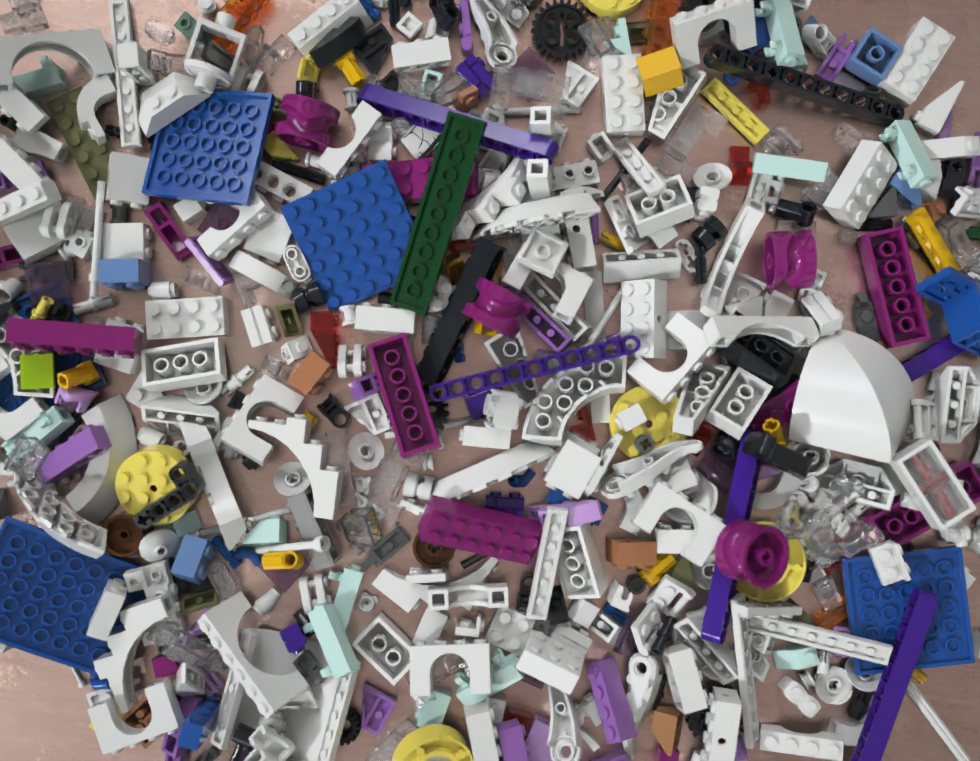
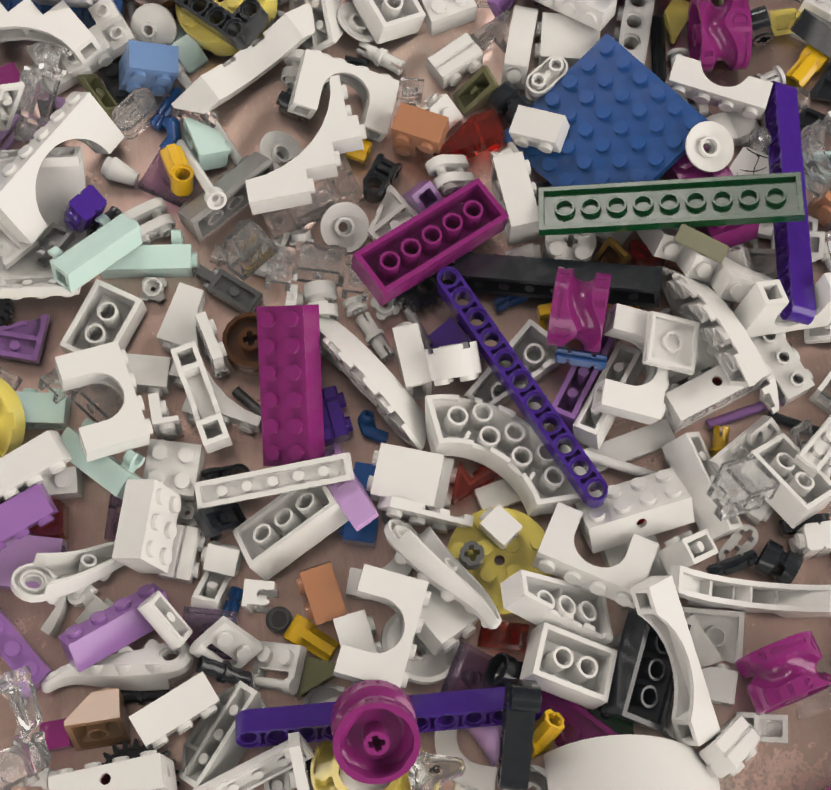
camera: 70 degrees right, 15 degrees down
(340, 285) = (539, 129): none -> white brick
(405, 160) = (718, 142): none -> white dish
(455, 455) = (375, 337): none -> white pin
(476, 203) = (701, 243): none -> olive slope
(527, 320) = (580, 358): none -> blue axle
(620, 667) = (165, 620): none -> white brick
(659, 241) = (741, 487): none -> clear plate
(685, 293) = (687, 549): none -> white brick

